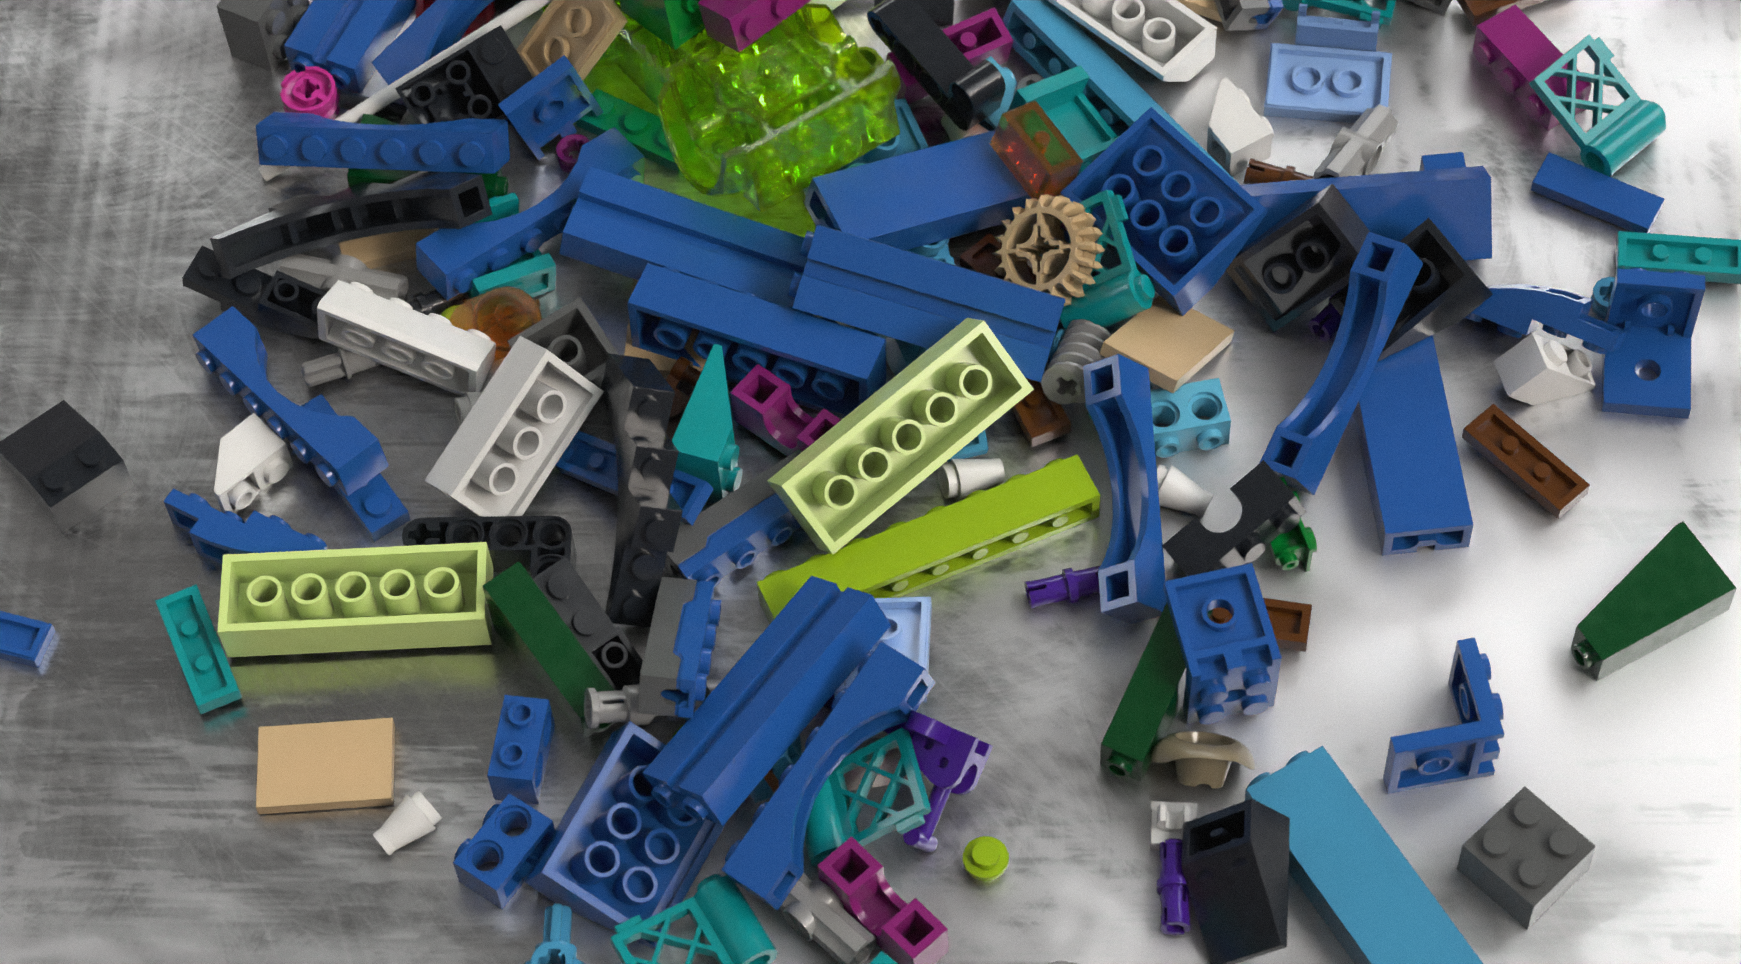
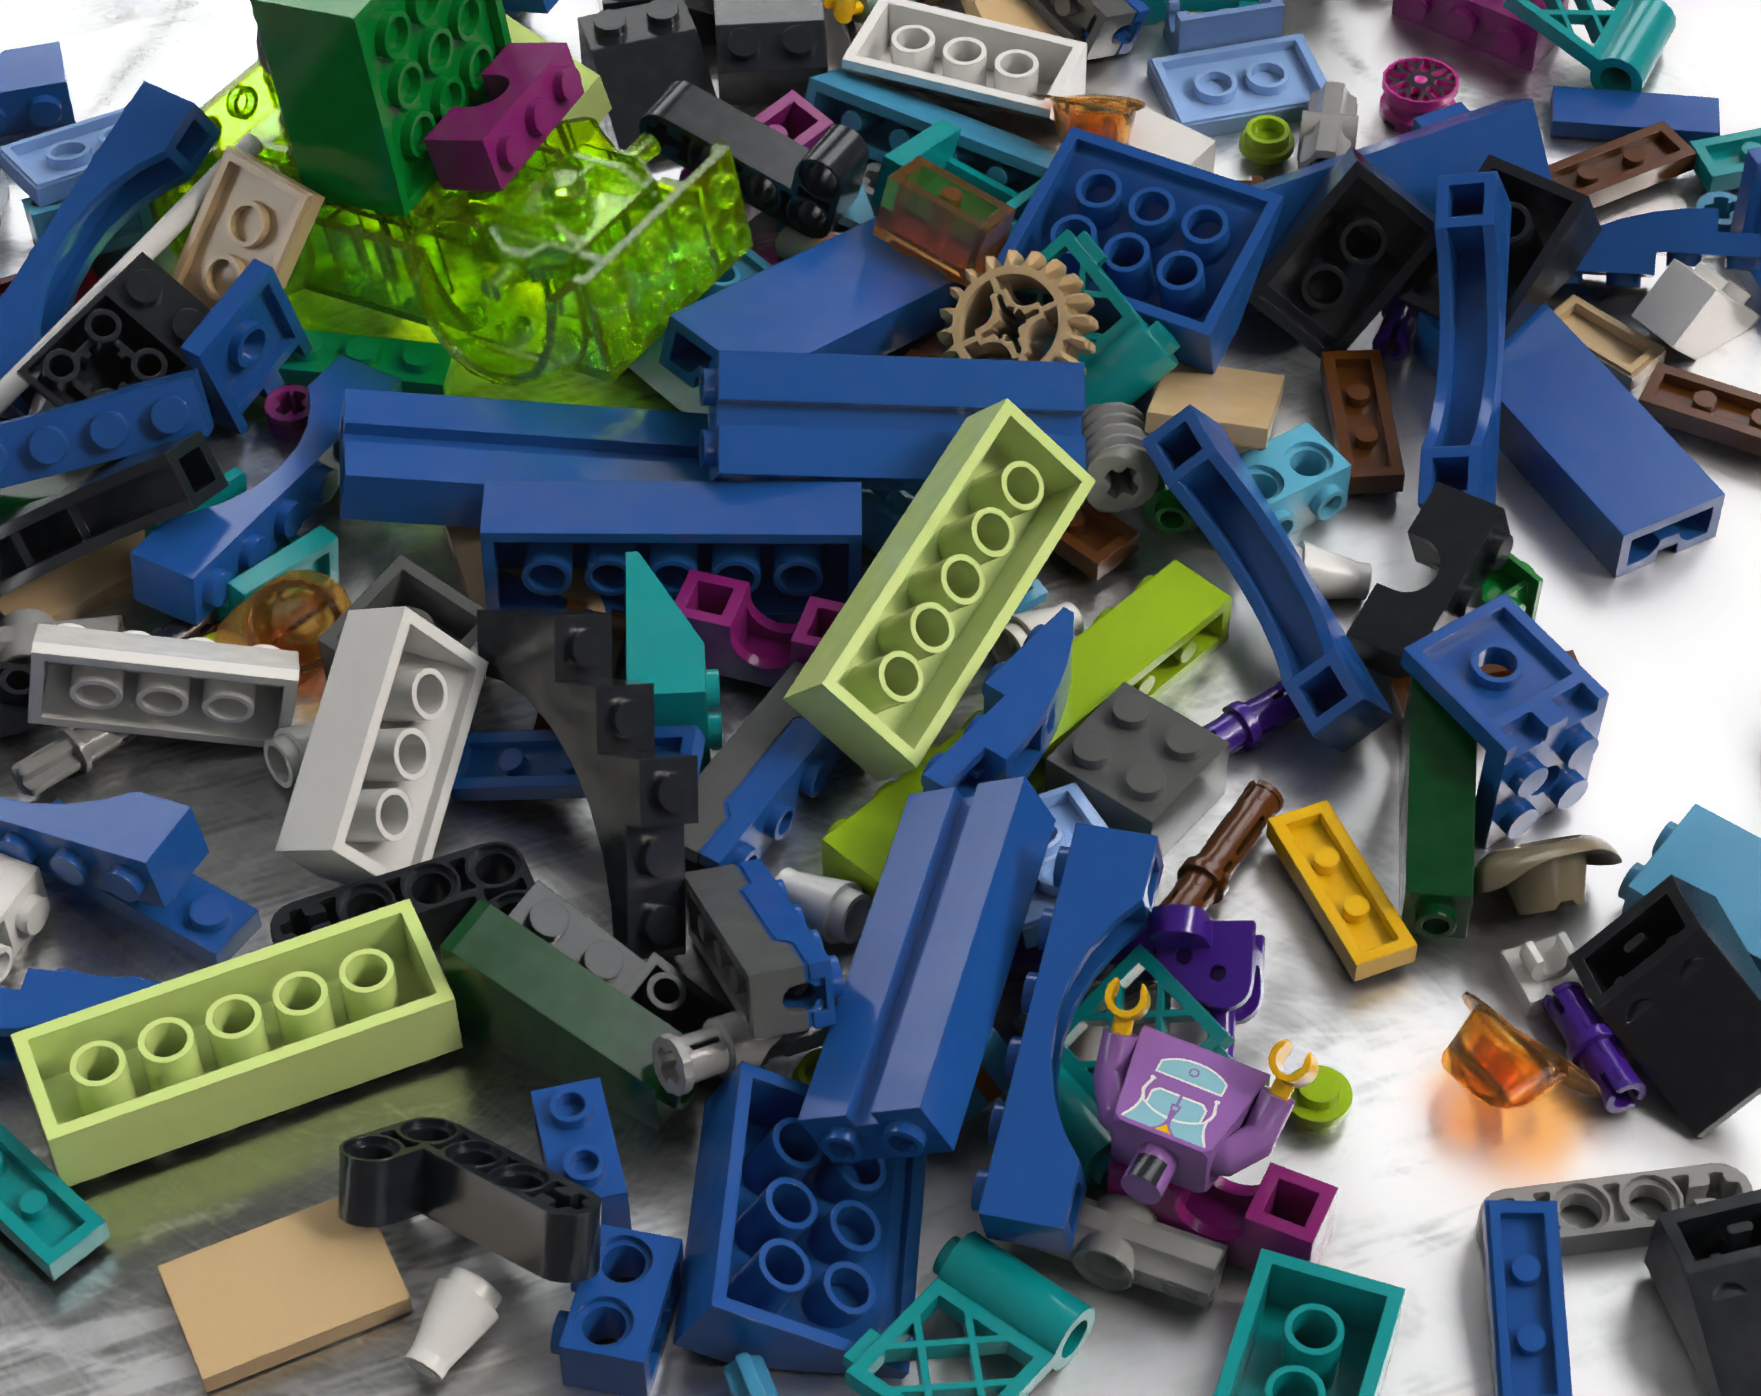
camera: 25 degrees left, 10 degrees down
(449, 745) = (474, 1190): none -> black beam
(742, 620) = (828, 904): none -> white cone
(869, 845) = (1184, 1109): none -> medium lavender torso
(918, 537) = (1019, 716): none -> blue slope
(980, 600) = (1142, 766): none -> dark grey brick
(992, 684) = (1206, 877): none -> reddish brown pin
(1072, 723) = (1341, 890): none -> yellow plate
(1106, 879) = (1504, 1064): none -> clear orange piece
(1188, 90) = (1097, 114): none -> clear orange piece
(1267, 383) = (1362, 419): none -> reddish brown plate
(1318, 135) = (1266, 140): none -> lime plate
(1454, 121) = (1414, 89): none -> dark pink wheel
(1470, 372) = (1620, 348): none -> tan tile
(1553, 236) = (1626, 164): none -> reddish brown plate

